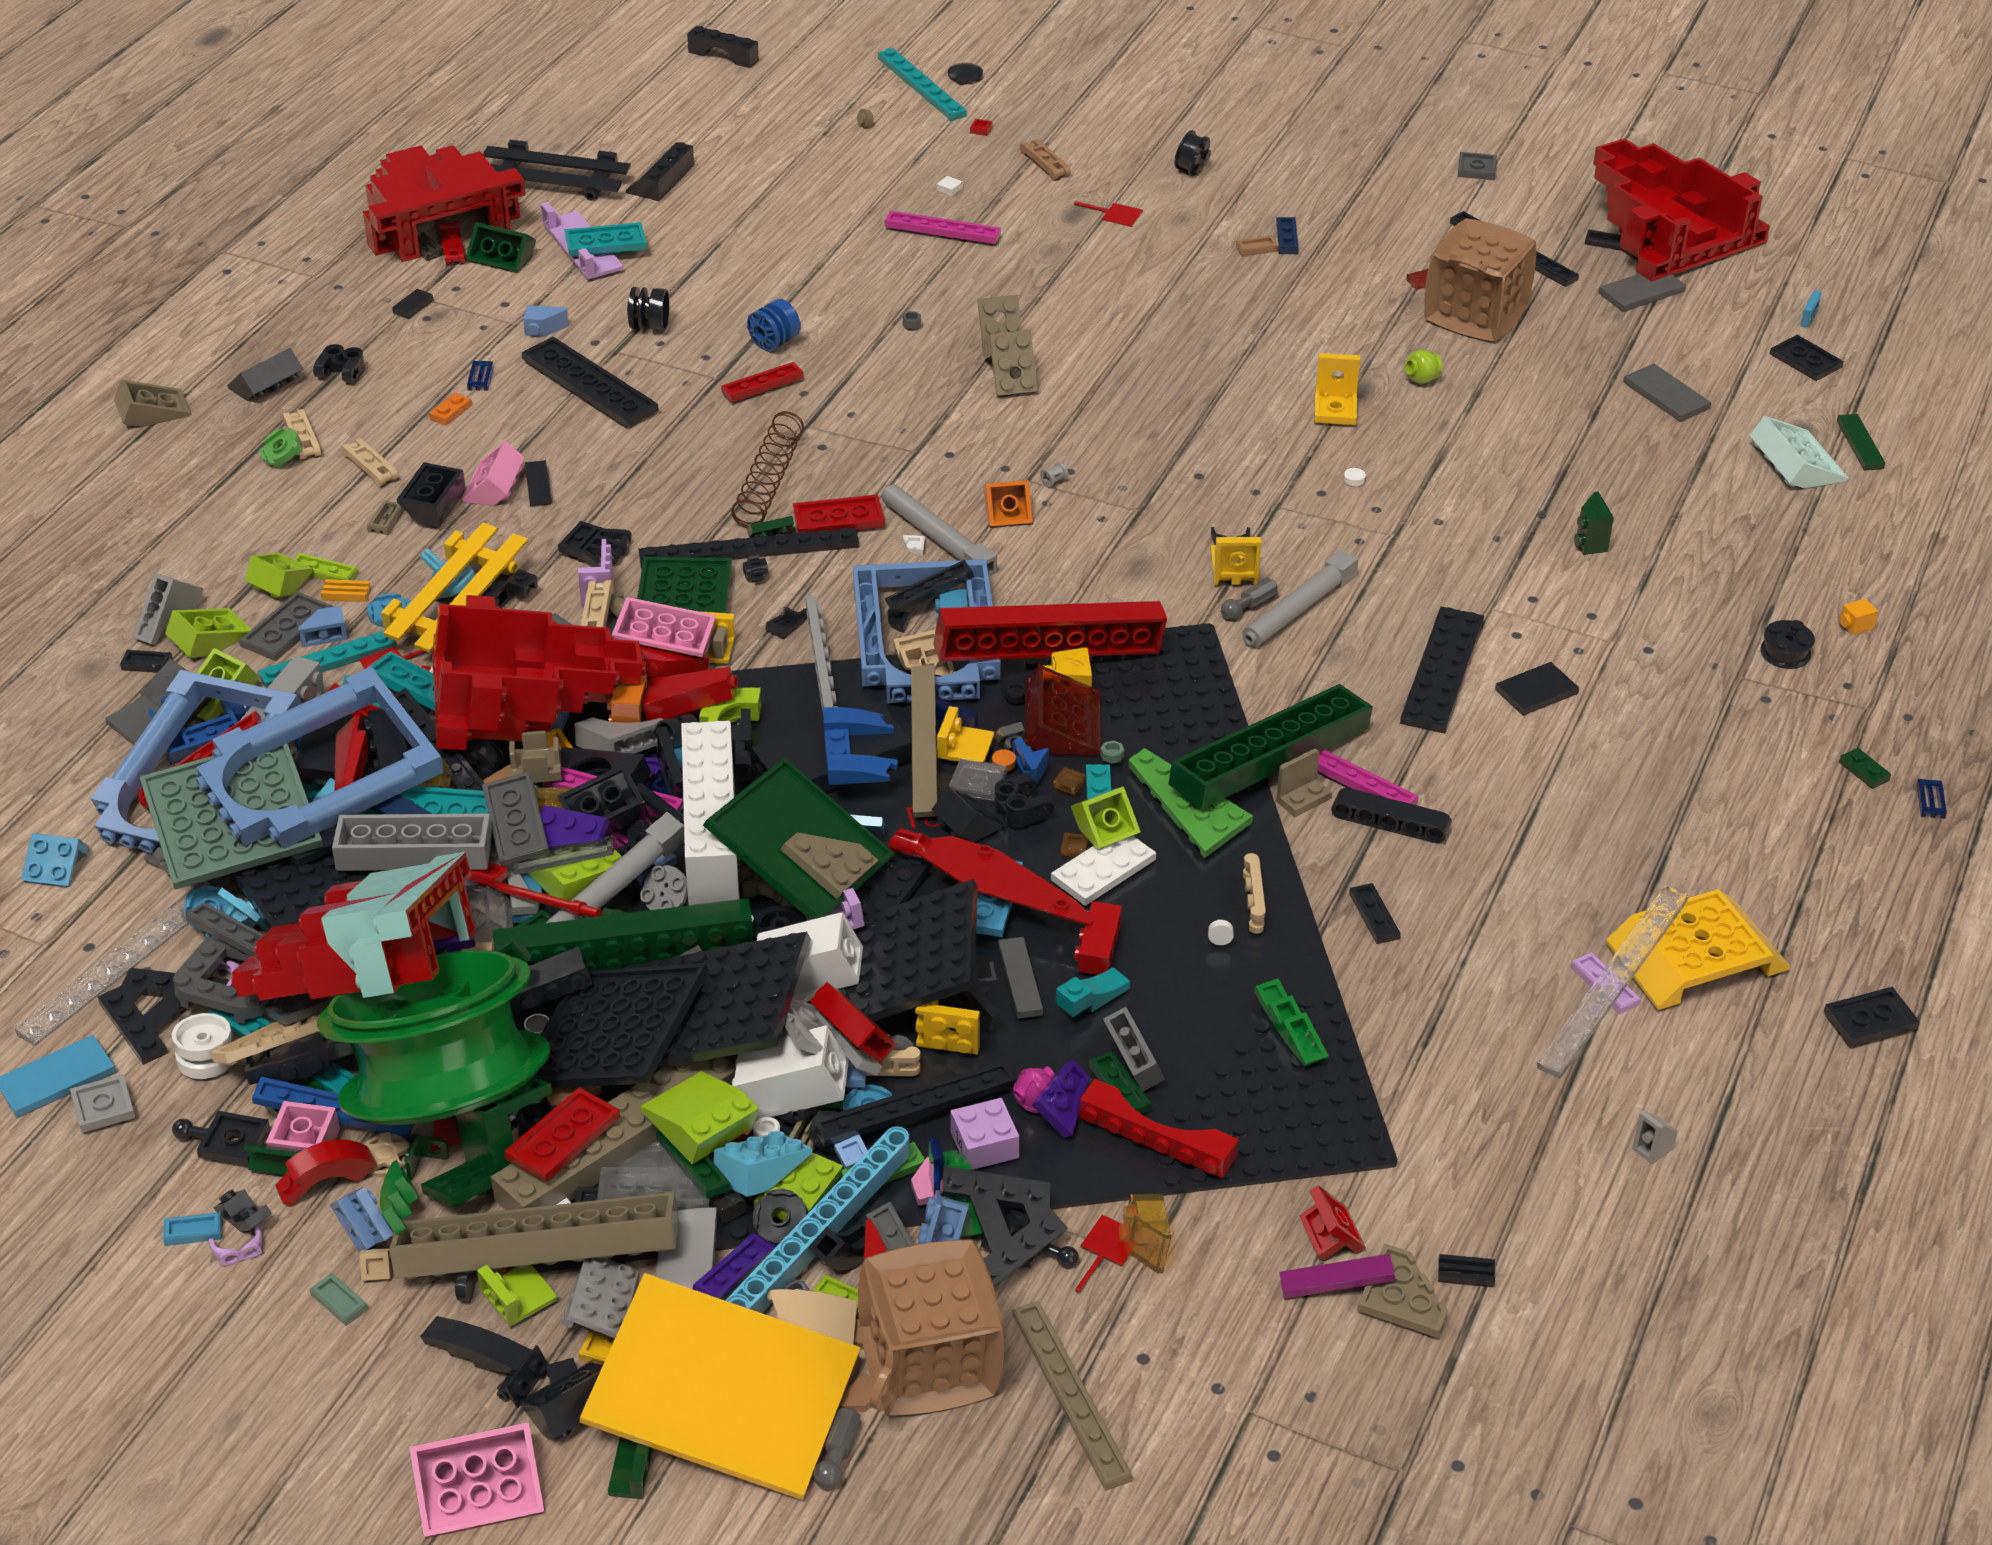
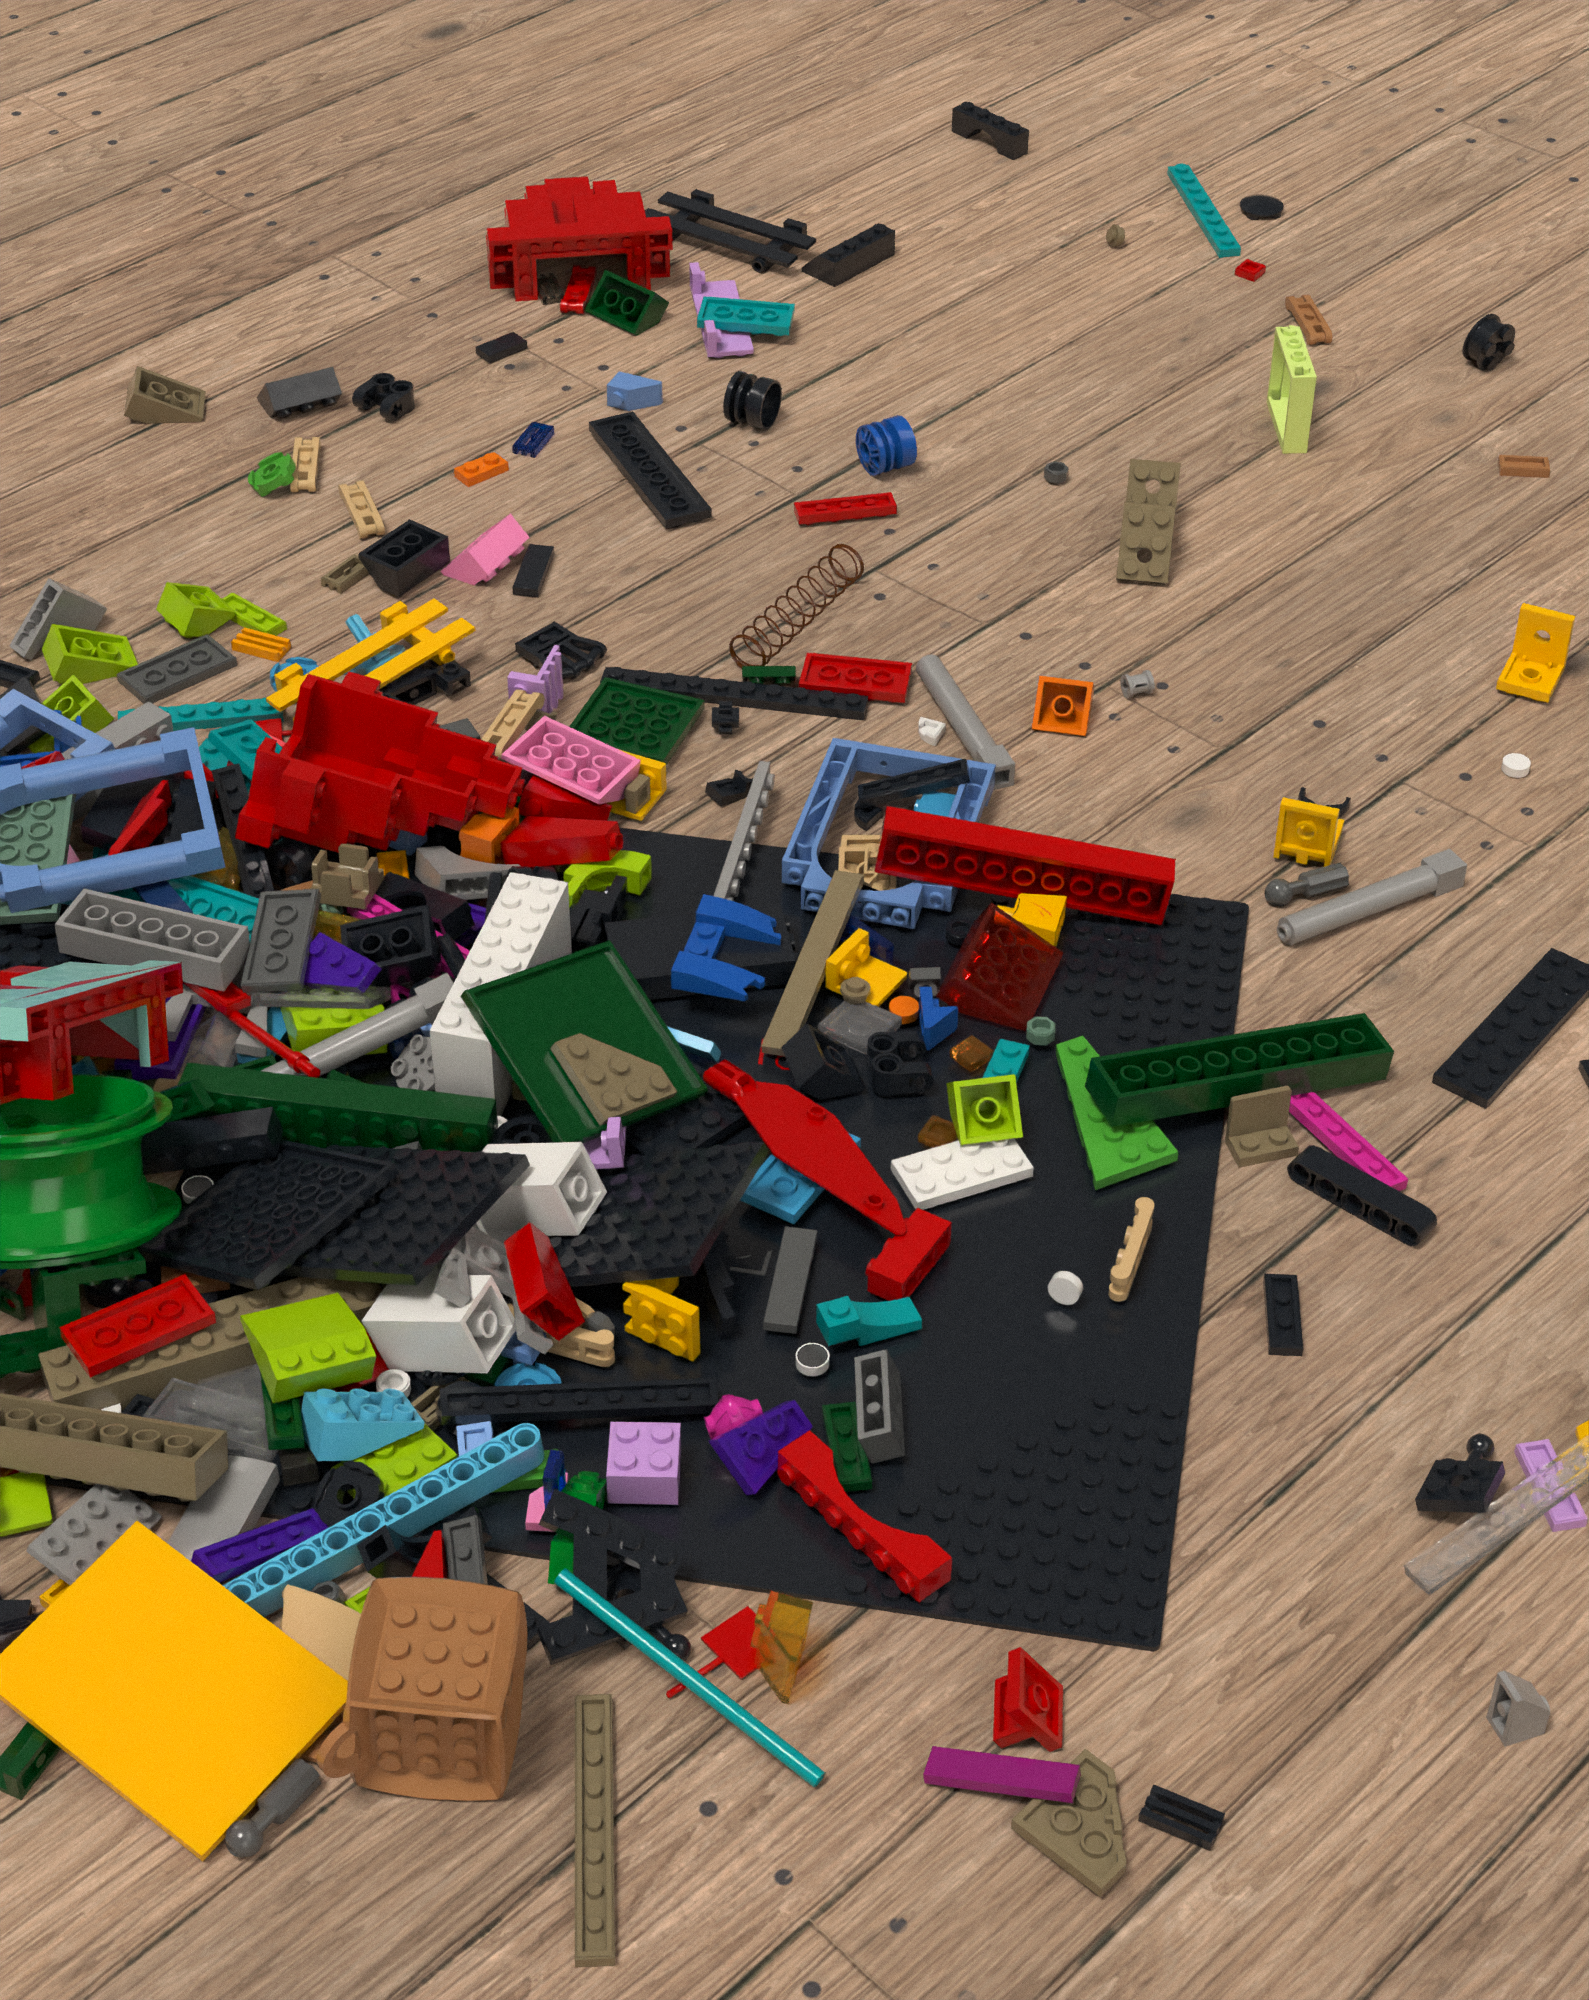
camera: 20 degrees right, 0 degrees up
(323, 627) = (212, 679): medium blue slope -> none
(943, 227) = (1146, 374): dark pink plate -> none
(943, 1218) = (530, 1563): medium blue bracket -> none
(949, 185) = (1179, 329): white tile -> none
(964, 754) = (855, 990): none -> dark tan plate
(1064, 1030) = (812, 1359): none -> tile
(1075, 249) = (1288, 395): none -> yellowish green window
(1093, 1271) = (690, 1678): none -> teal piece
(1116, 213) = (1368, 398): red piece -> none
(1287, 235) = (1567, 461): dark blue tile -> none
(1290, 1022) = (1100, 1426): green slope -> none
(1551, 997) = (1463, 1484): none -> black plate

